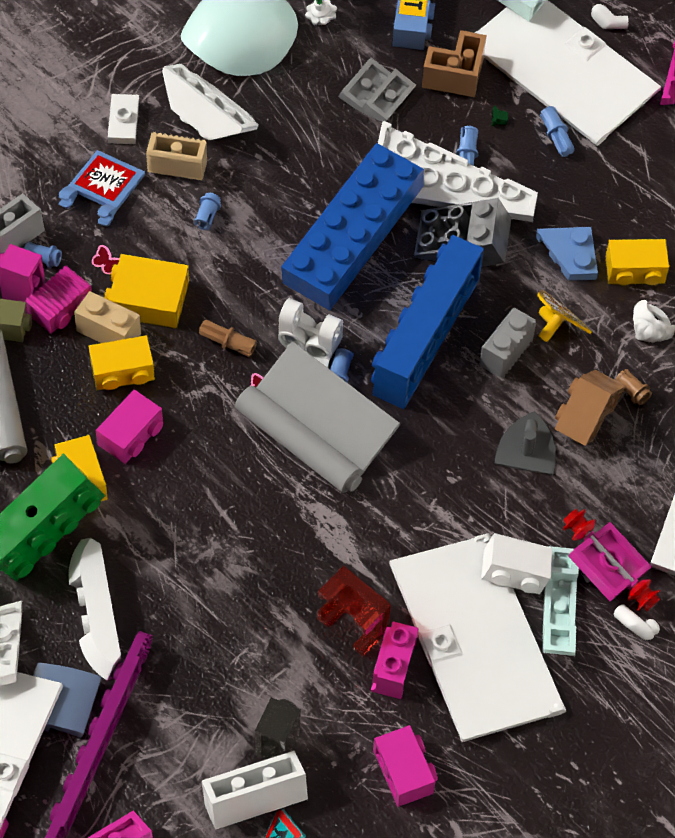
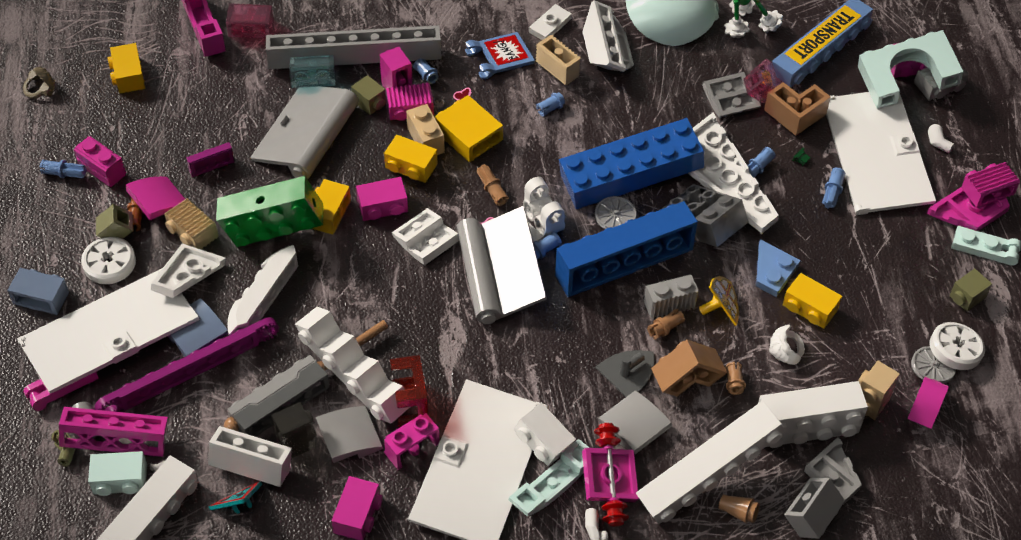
camera: 40 degrees right, 5 degrees down
(208, 438) = (425, 236): none -> white slope
(224, 694) = (297, 384): none -> piece
(282, 627) = (346, 359): none -> white brick
(326, 696) = (349, 433): none -> light grey slope
(376, 290) = (614, 212): none -> light grey wheel
(401, 56) = (761, 81): none -> clear pink brick
(524, 377) = (663, 325): none -> medium nougat pin
(581, 488) = (638, 421): none -> light grey slope

